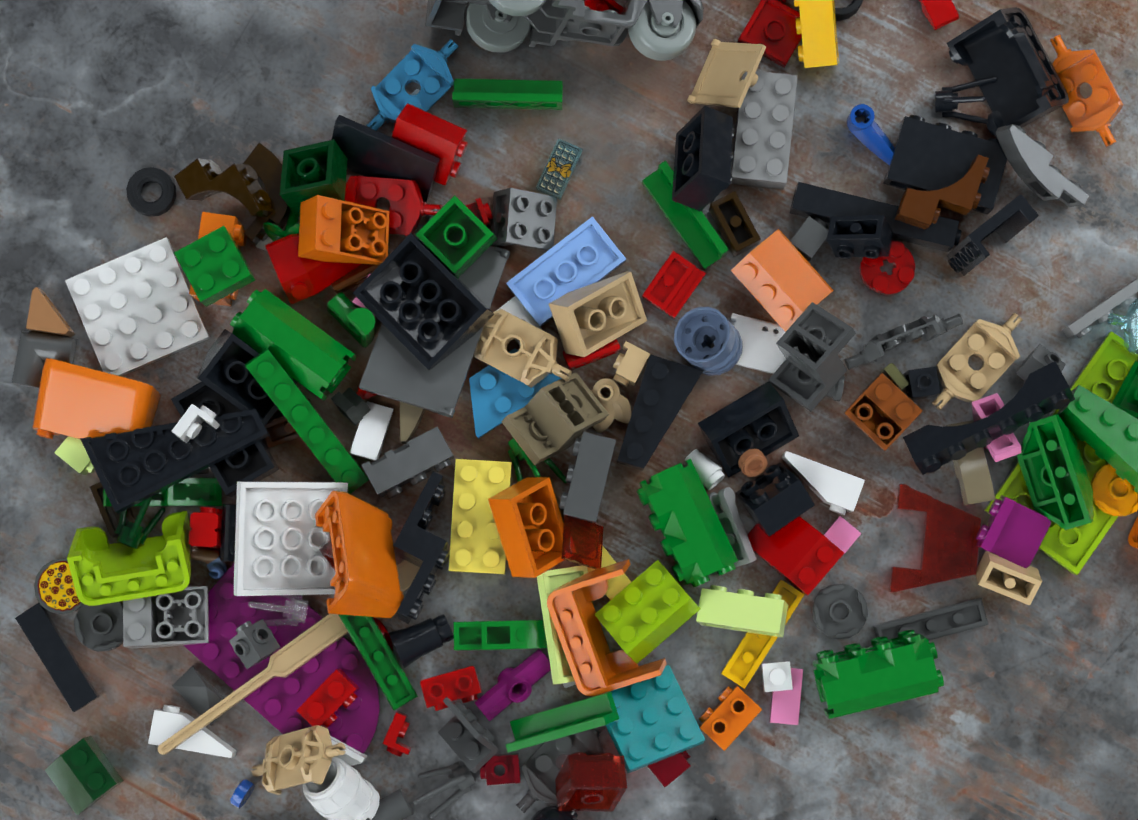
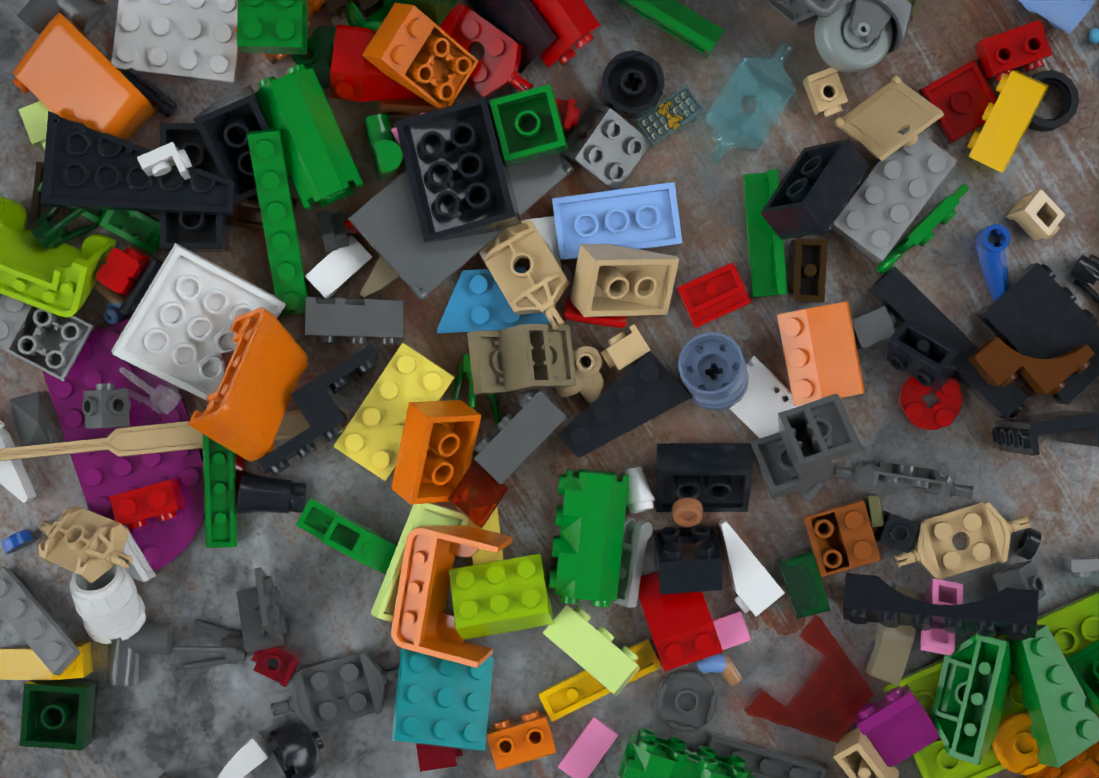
camera: 30 degrees right, 5 degrees up
(165, 385) = (154, 95): none -> black axle
(265, 273) = (322, 44): none -> dark green plate
(397, 729) = (199, 567): red bracket -> none
(455, 685) = (273, 558): red bracket -> none
(514, 685) = (333, 590): magenta piece -> none
(516, 146) = (641, 70): none -> black brick
(563, 721) = (358, 655): green fence -> none
(591, 782) = (351, 728): clear red brick -> none
(615, 102) = (754, 78): none -> clear light blue plate
(668, 93) = (814, 88): none -> tan brick
(776, 676) = (589, 728): white plate -> none
(803, 145) = (922, 231): none -> green plate
(849, 566) = (720, 664): none -> arm
(875, 465) = (803, 583): none -> piece
(883, 81) = (1037, 215): none -> tan brick
(1029, 333) = (1028, 543): none -> black tile

